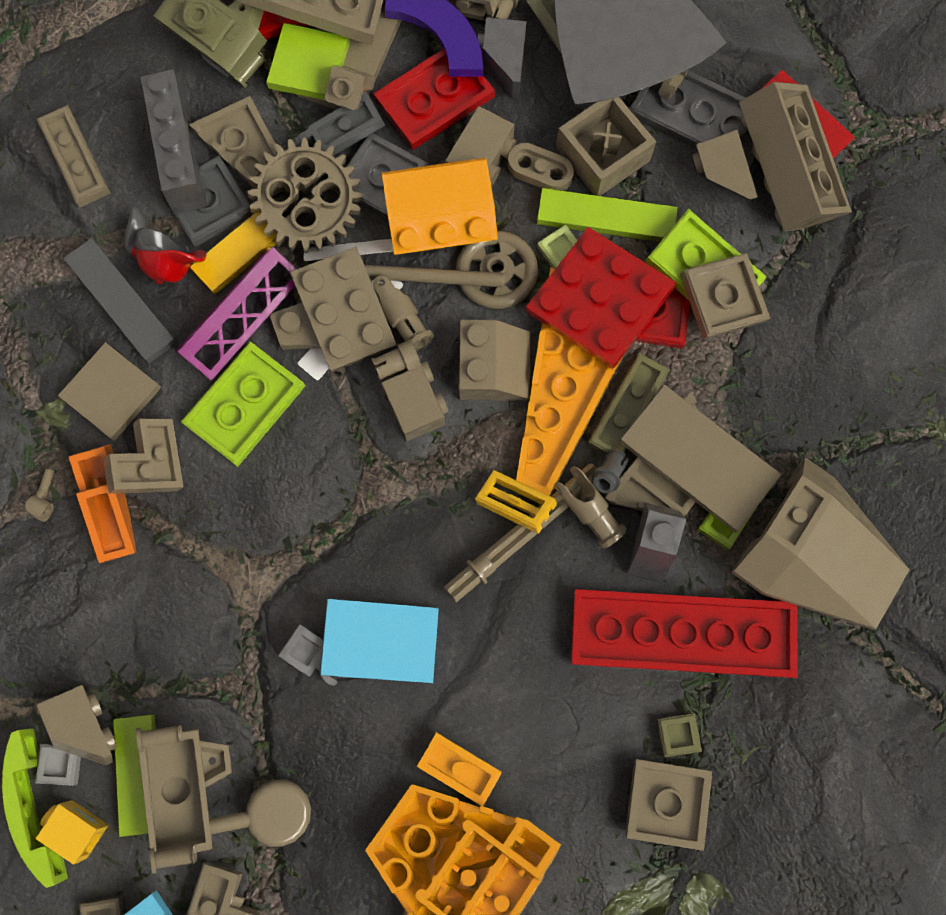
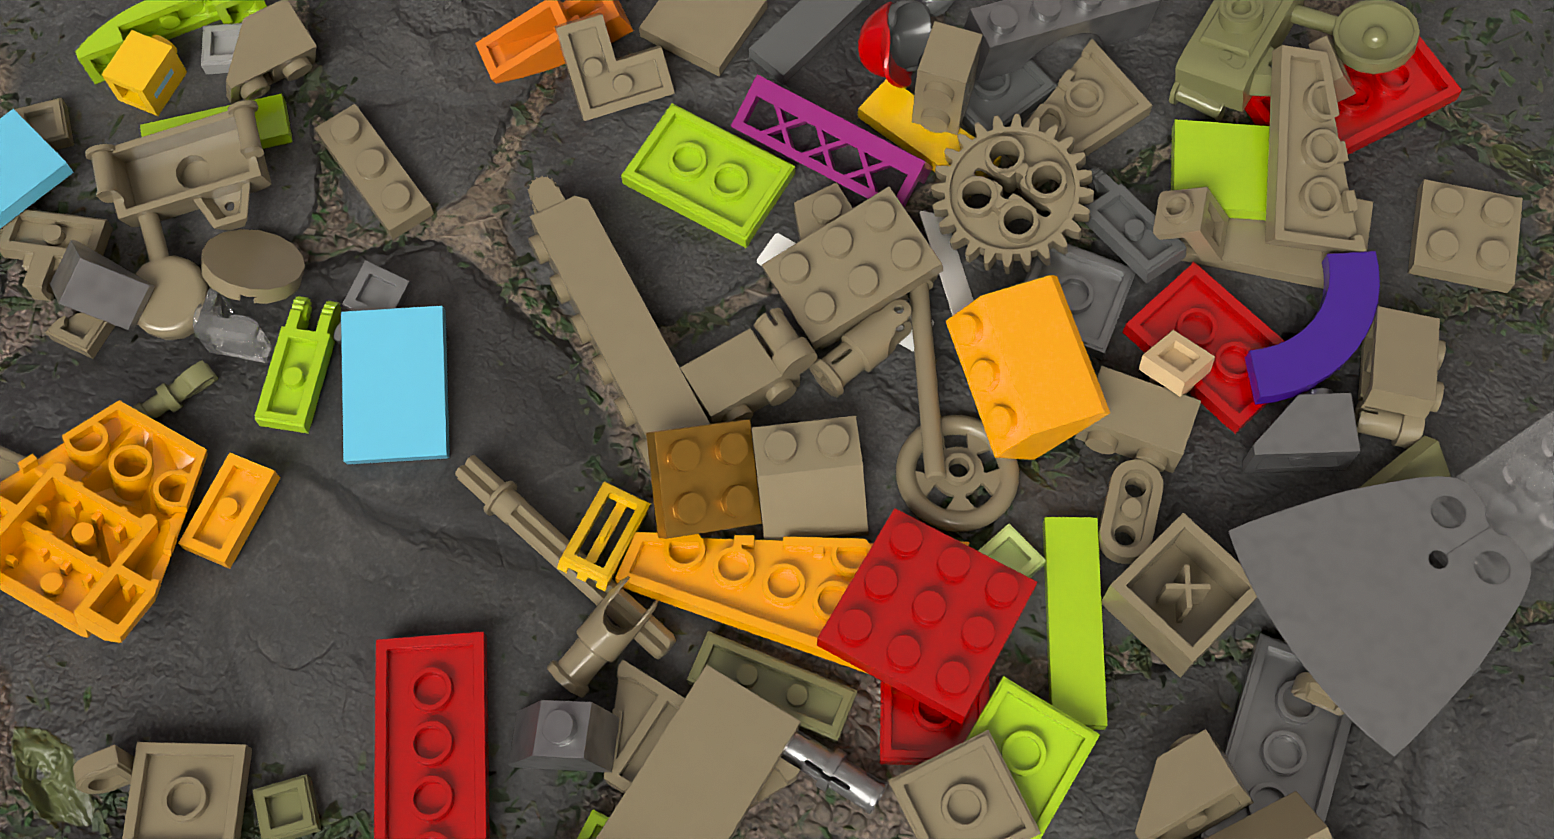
camera: 85 degrees right, 10 degrees down
(194, 650) = (374, 171): none -> dark tan plate
(212, 218) = (946, 78): none -> dark tan brick
(266, 744) = (252, 265): none -> dark tan tile
(266, 868) = (100, 287): none -> flat silver slope
(292, 884) = (80, 333): none -> dark tan tile
(320, 760) = (229, 333): none -> clear bracket
(354, 714) = (298, 368): none -> lime hinge
(360, 814) = (184, 386): none -> olive piece
(365, 475) = (610, 315): none -> dark tan hinge
(450, 115) = (1176, 363): none -> tan tile
(488, 427) = (703, 478): none -> pearl gold plate
(608, 475) = (651, 656): dark grey pin -> none
(643, 862) = (103, 770): none -> dark tan tile
(689, 374) = (834, 771): none -> flat silver pin

